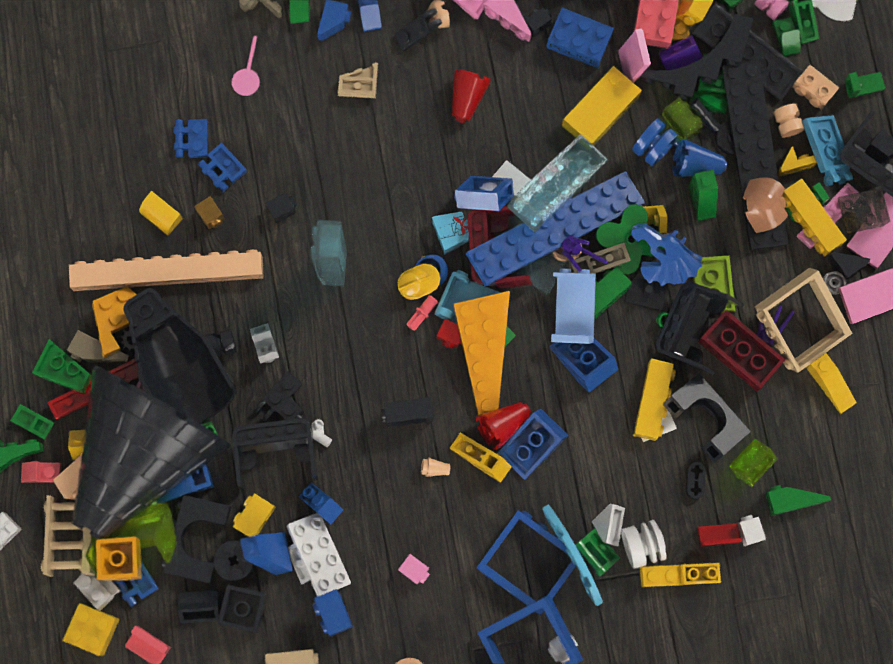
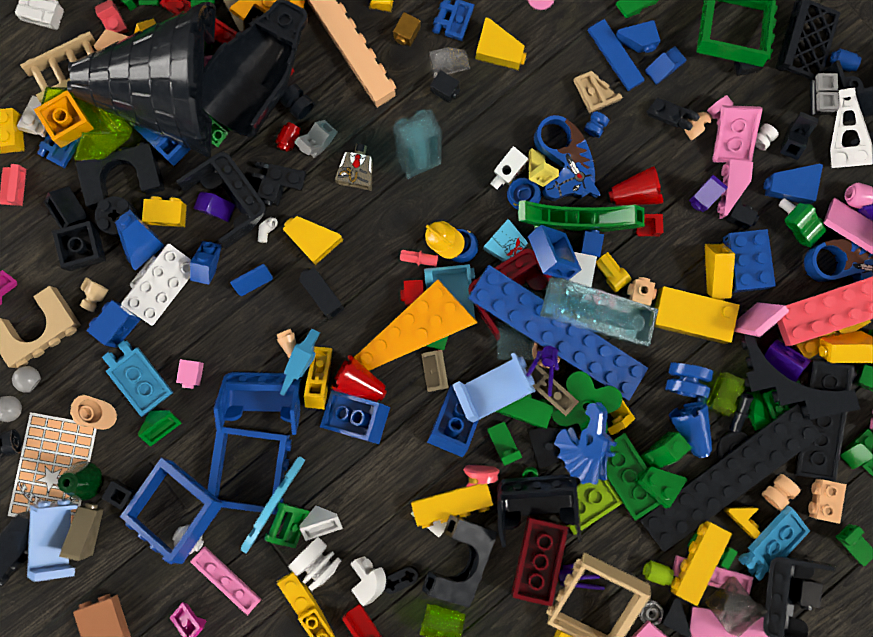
camera: 65 degrees right, 5 degrees up
(247, 369) = (288, 136): none -> red brick
(259, 192) = (448, 60): none -> clear slope
(272, 141) = (499, 47): none -> yellow slope
(272, 469) = (214, 206): none -> dark purple slope
(292, 619) = (94, 294): none -> tan piece
(312, 324) = (356, 169): none -> torso
(336, 47) = (616, 55): none -> blue tile
(351, 397) = (312, 238): none -> yellow slope
(359, 470) = (252, 280): none -> blue slope
(386, 183) = (515, 162): none -> white torso
(389, 97) = (597, 123): none -> blue wheel
(393, 621) = (137, 378): none -> dark azure tile
(406, 168) = (539, 170): none -> light yellow bracket
(410, 133) = (575, 160): none -> blue animal
(415, 192) = (522, 190): none -> blue piece
(445, 624) = (157, 426): none -> green slope
(457, 463) = (300, 360): none -> dark azure animal
(466, 153) = (580, 219): none -> green arch
(468, 513) = (257, 393): none -> blue windscreen
(491, 158) = (592, 243): none -> blue brick
(503, 39) = (707, 194): none -> slope
(503, 102) = (653, 225): none -> red panel
(529, 352) = (434, 371): none -> dark tan hinge
(531, 154) = (615, 276): none -> yellow piece
(557, 139) = (647, 288): none -> light nougat brick
(574, 66) = (719, 270): none -> yellow slope
(616, 635) = (226, 580): none -> bright pink tile
(625, 327) = (504, 443): none -> green bracket
(642, 360) = (481, 474): none -> coral piece
(685, 503) = (372, 581): none -> white brick
(714, 236) = (624, 473): none -> green plate
(730, 213) = (662, 485): none -> green wing
(765, 204) = (687, 512): nougat brick -> none
(803, 258) = (658, 573): none -> lime brick

